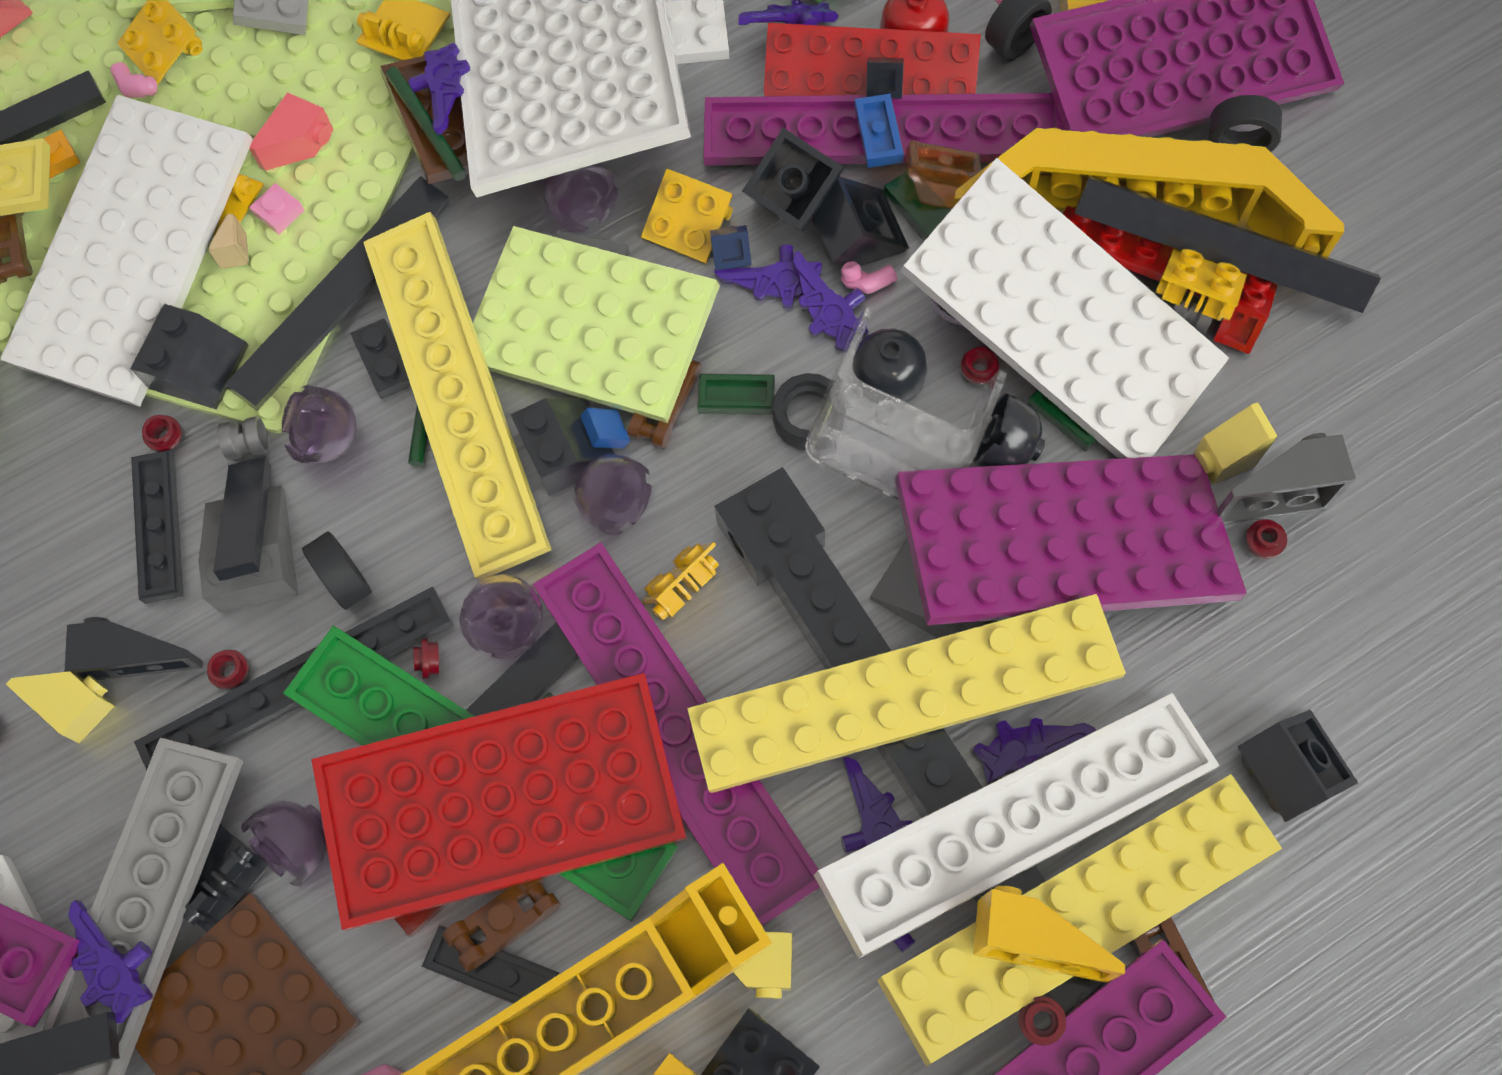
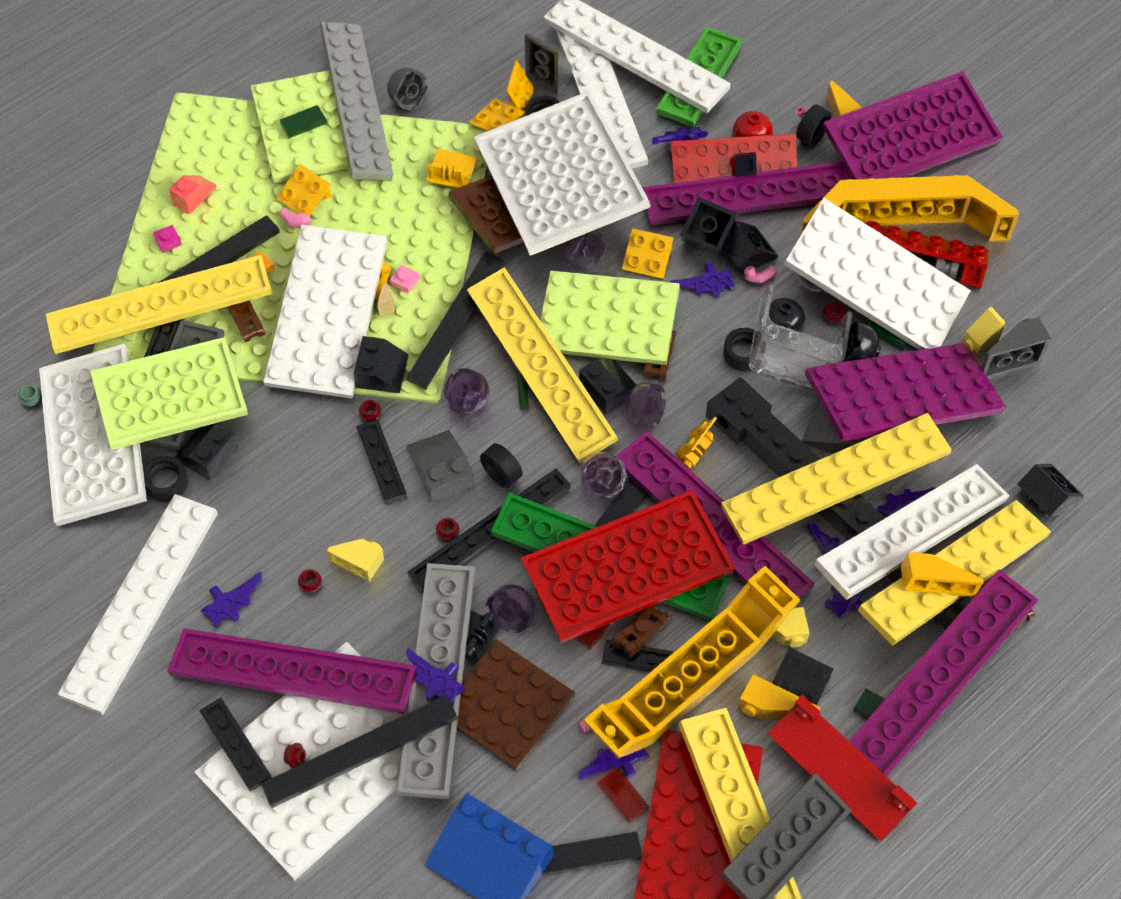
camera: 15 degrees left, 10 degrees down
(116, 651) = (388, 526): black slope -> none
(242, 519) = (439, 445): black tile -> none
(243, 438) = (421, 406): flat silver wheel -> none
(291, 133) = (404, 235): coral slope -> none
(381, 358) = (489, 354): black plate -> none
(426, 123) = (488, 221): dark green bar -> none
(426, 658) = (562, 504): dark red plate -> none
(443, 78) = (492, 194): dark purple piece -> none
(605, 428) = (631, 373): blue tile -> none
(730, 247) = (678, 267): dark blue tile -> none
(736, 394) = (699, 346): dark green tile -> none
(828, 310) = (742, 295): dark purple piece -> none
(878, 130) = (748, 193): blue plate -> none
(905, 197) = (778, 231): dark green tile -> none
(939, 171) = (788, 212): clear orange slope -> none
(1053, 1031) = (951, 614): dark red plate -> none
(1217, 281) = (939, 245): yellow hinge -> none
(1227, 244) = (956, 230): black tile -> none
(1244, 111) = (954, 157): black tyre -> none
(1260, 547) = (1007, 385): dark red plate -> none

